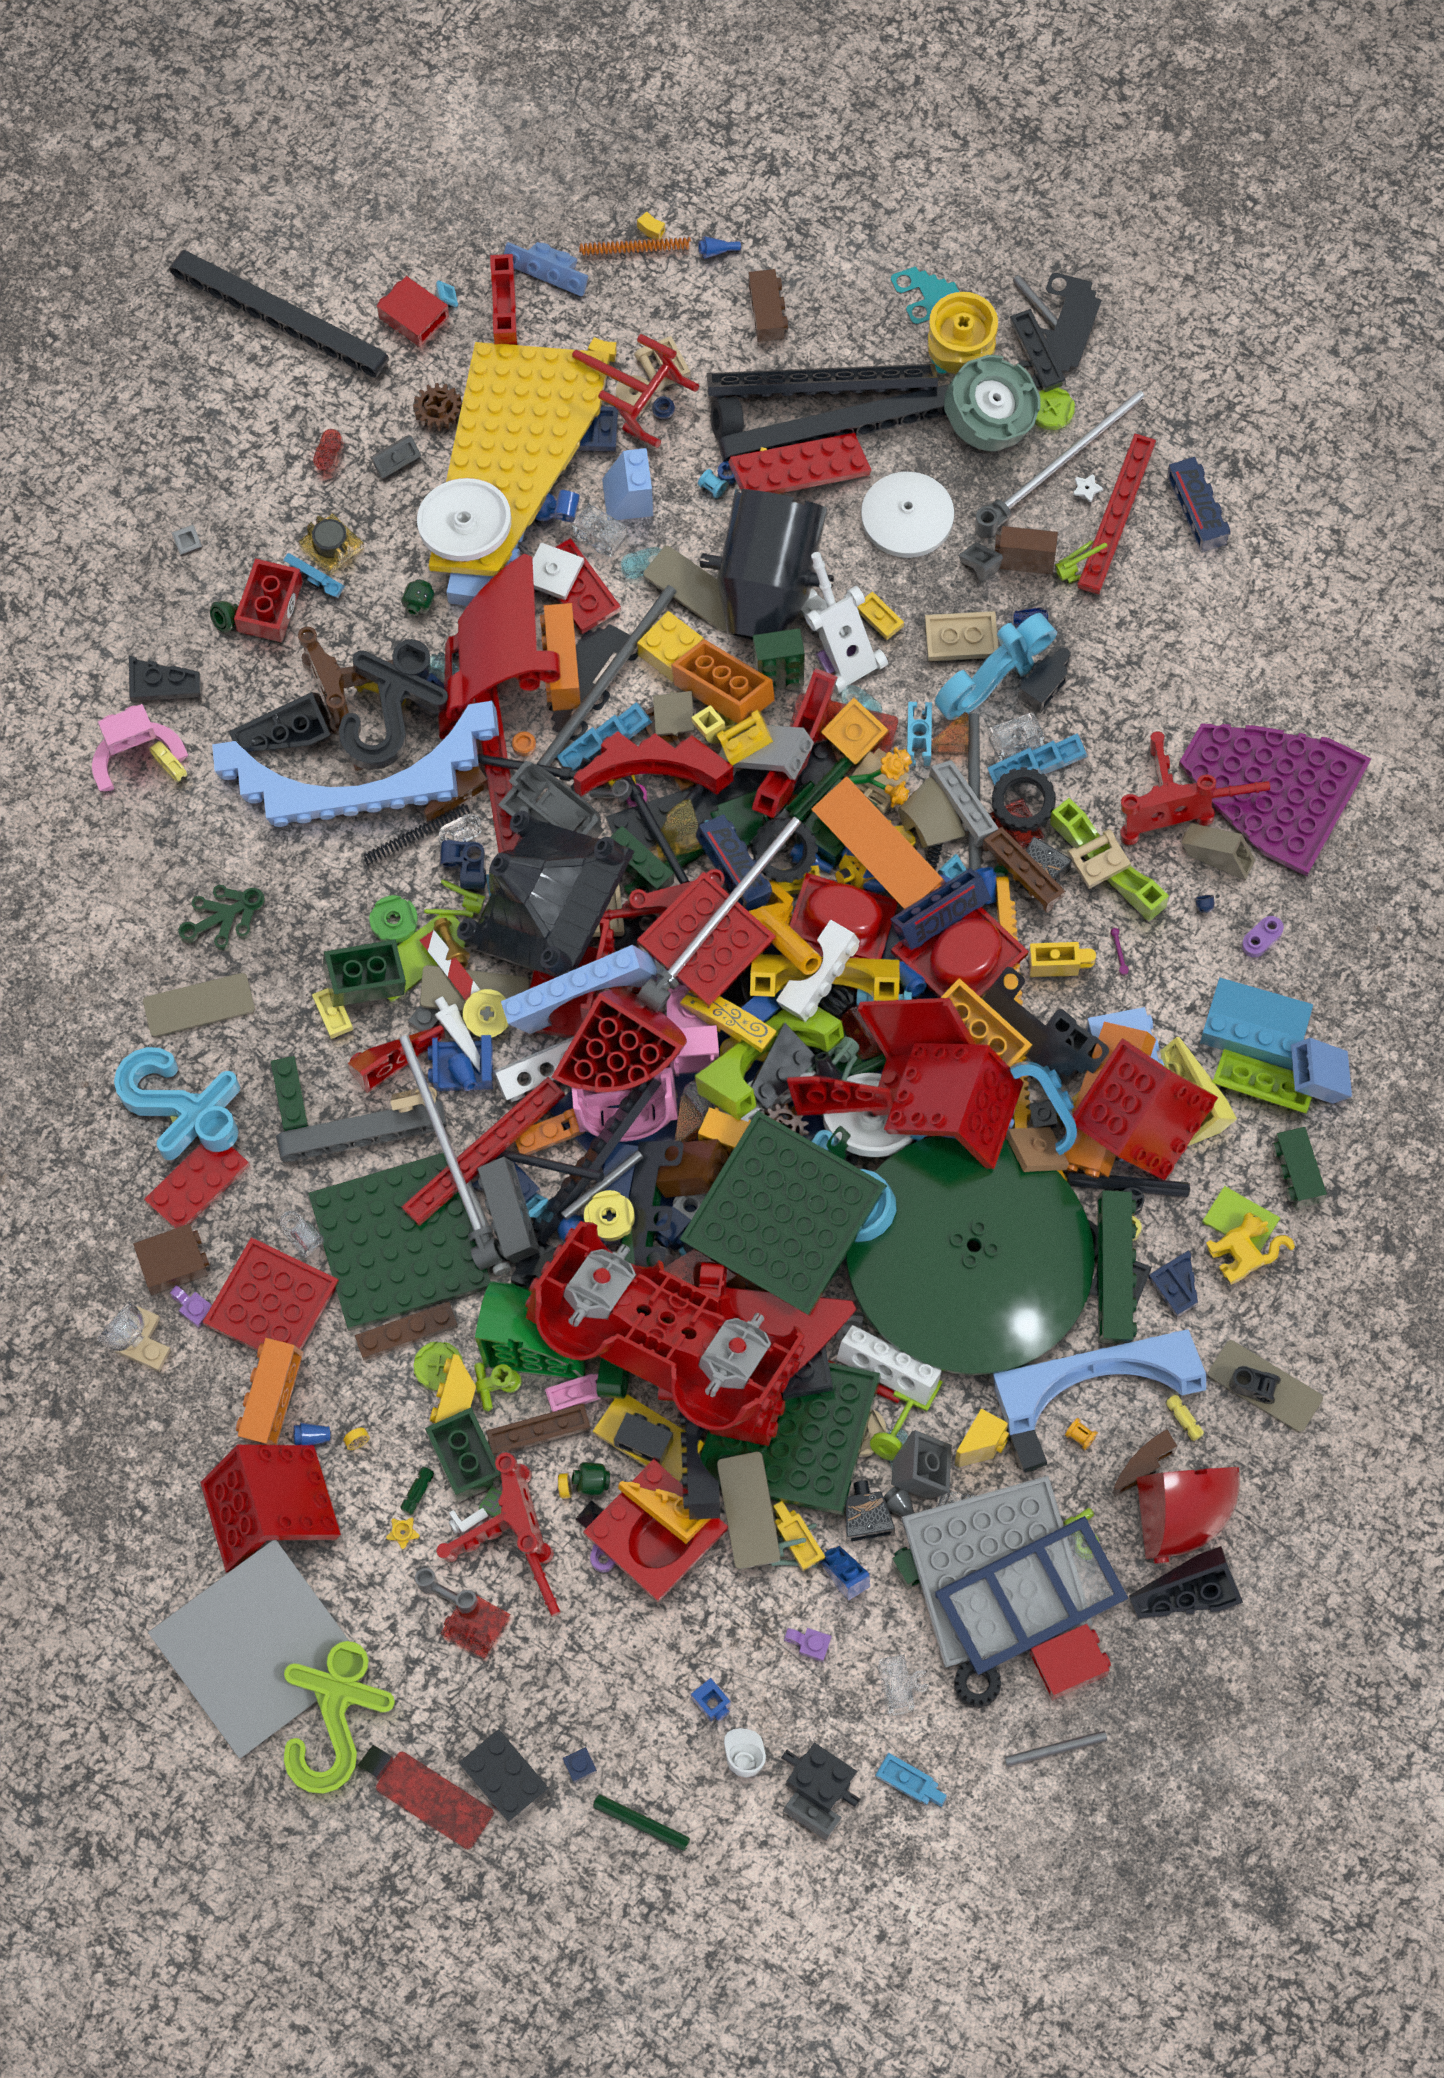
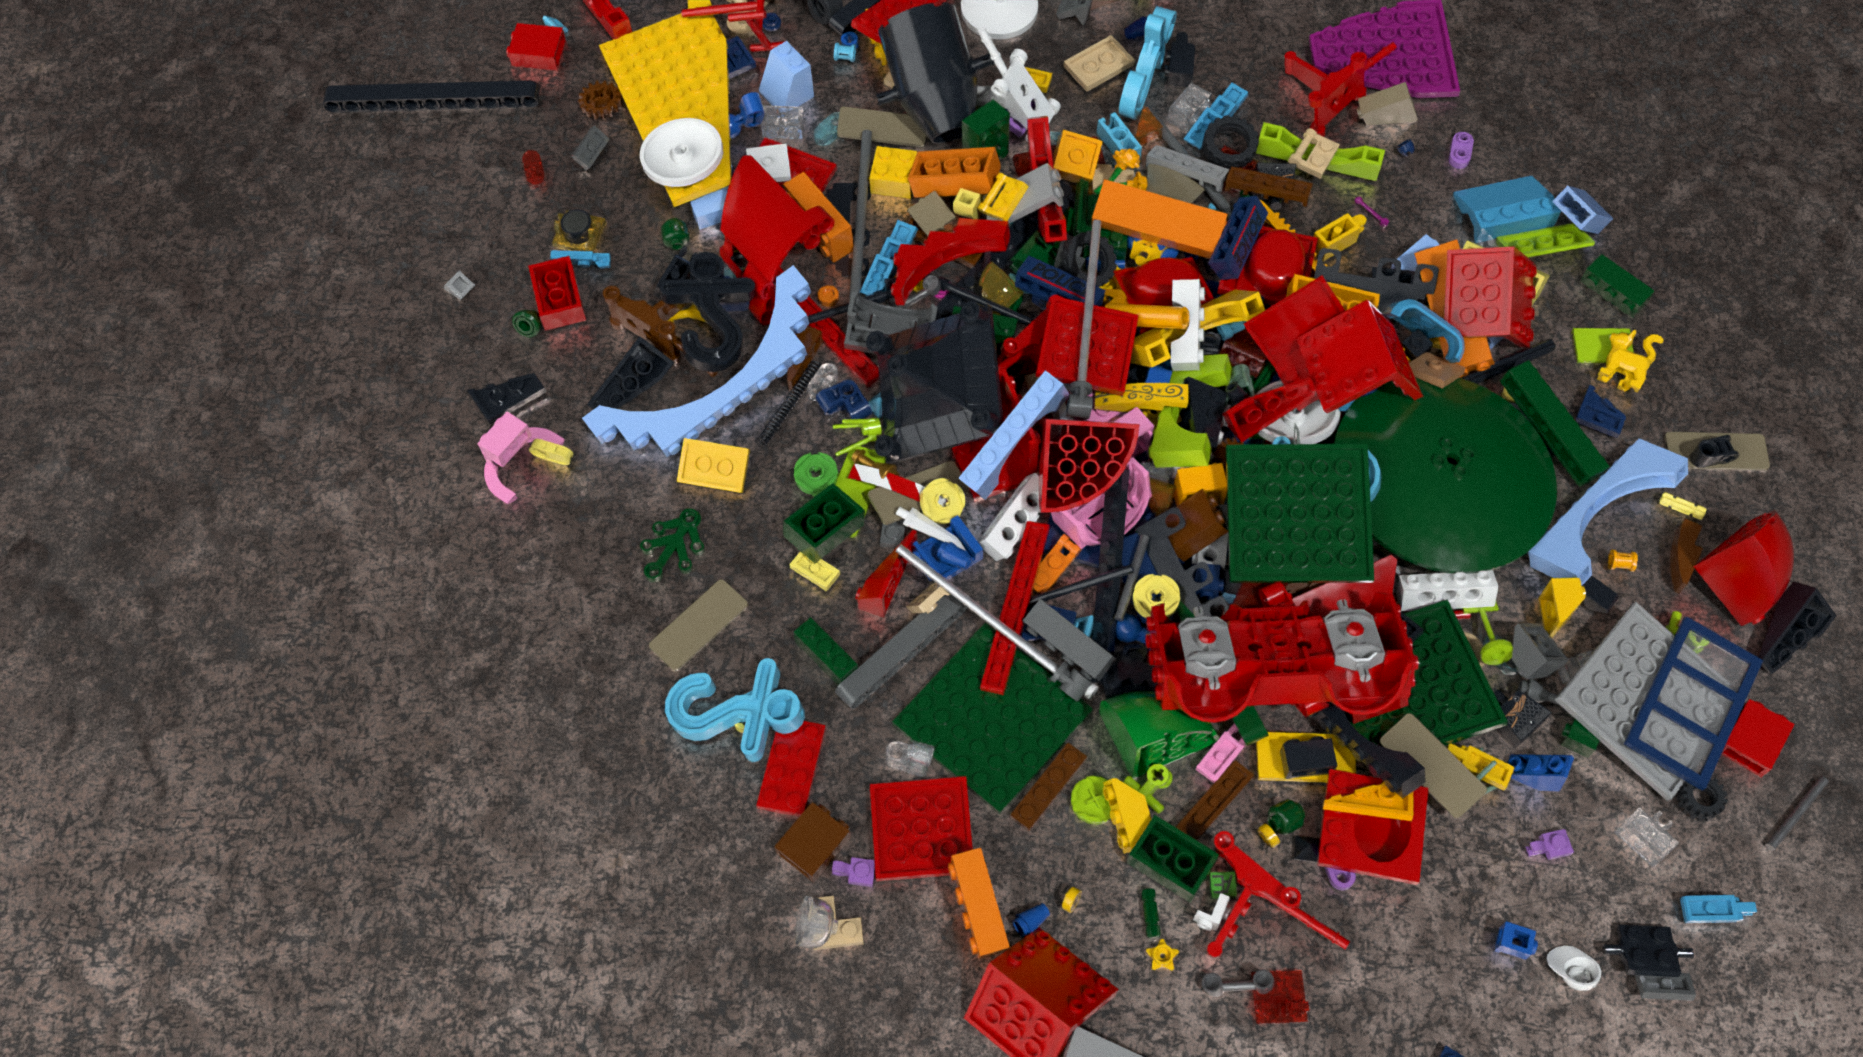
camera: 30 degrees left, 5 degrees down
(303, 859) = (713, 465): none -> yellow plate
(384, 644) = (676, 270): none -> black hinge

